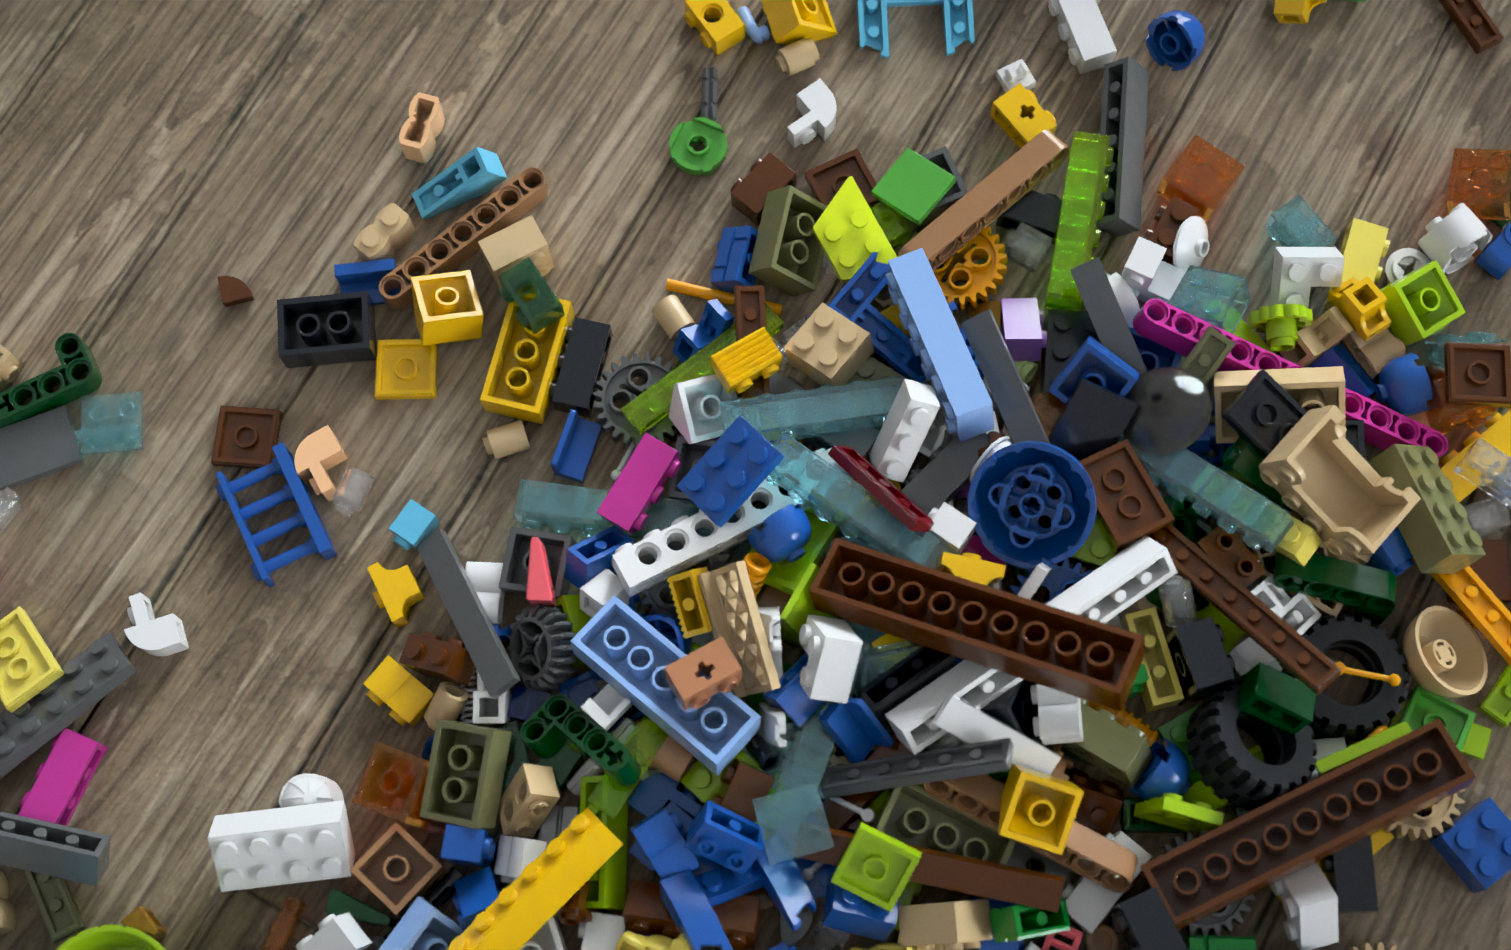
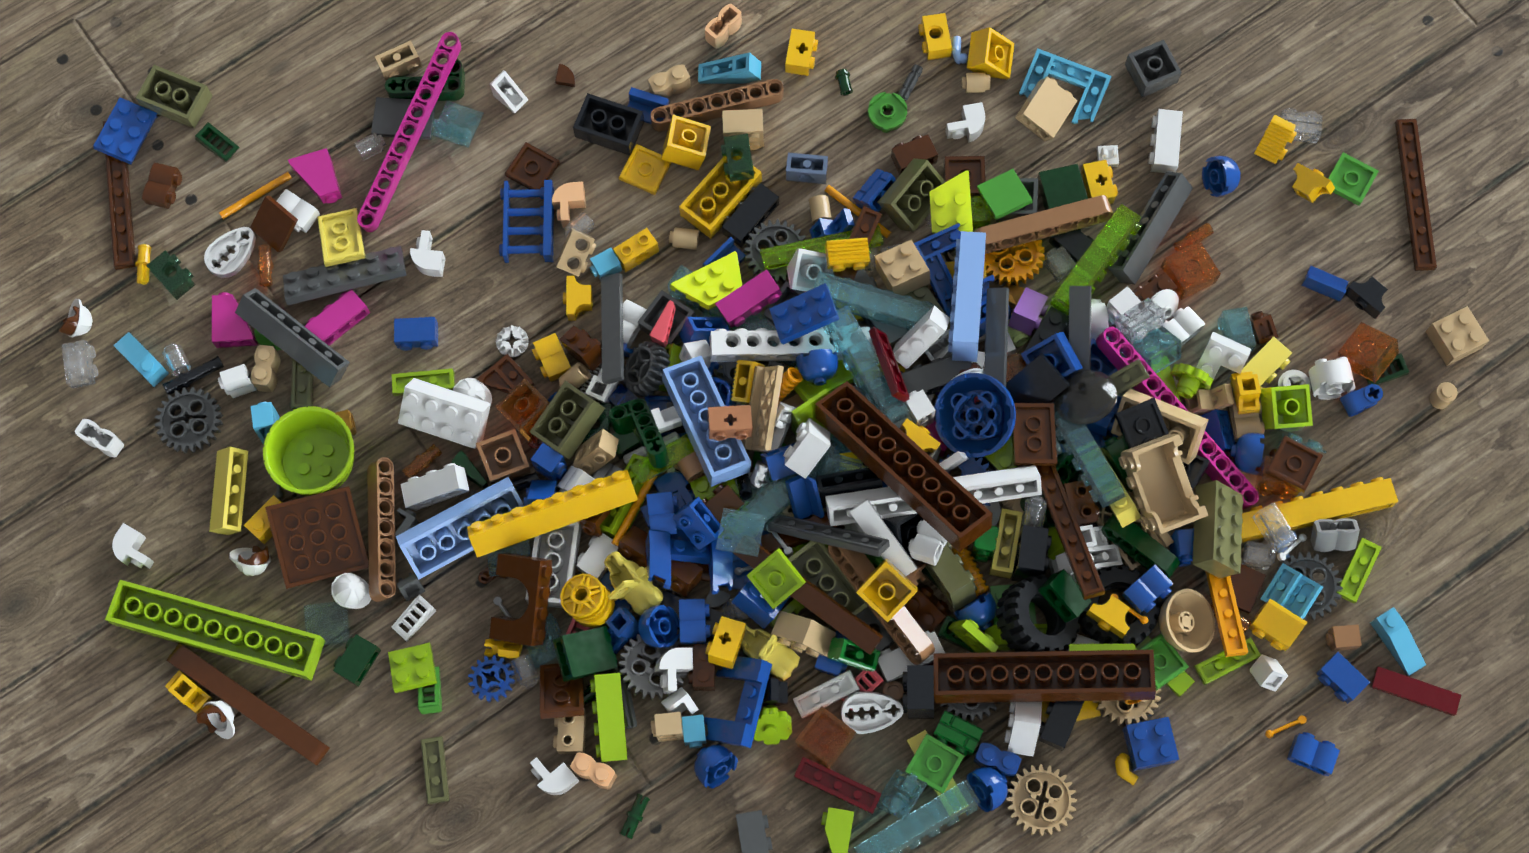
camera: 25 degrees right, 0 degrees up
(53, 478) = (408, 122): none -> dark pink beam
(163, 347) = (508, 92): none -> white slope
(188, 747) = (416, 333): none -> blue brick
(251, 797) = (442, 378): none -> lime plate
(344, 749) = (504, 375): none -> reddish brown wing
(345, 697) = (519, 346): none -> white gear
(354, 529) = (569, 250): none -> tan brick
(447, 485) = (636, 249): none -> yellow brick
(542, 102) = (796, 61): none -> yellow brick
(575, 484) = (711, 282): none -> neon yellow wing
(620, 864) = (633, 511): none -> light orange bar
(624, 136) = (844, 82): none -> dark green pin
(628, 269) = (806, 168): none -> sand blue brick
(907, 51) = (1046, 108): none -> tan brick
(980, 145) = (1061, 186): none -> dark green brick
(1180, 273) = (1140, 320): none -> clear brick
(1181, 136) = (1194, 236): none -> clear orange pin
(1230, 252) = (1184, 324): none -> white brick
(1331, 211) = (1263, 327): none -> reddish brown bracket
(1352, 697) = (1110, 616): none -> yellow brick
(1377, 120) = (1325, 283): none -> blue panel
(1380, 636) = (1148, 589): none -> blue brick
(1440, 112) = (1367, 296): none -> black brick
(1461, 897) = (1122, 768): none -> yellow arm

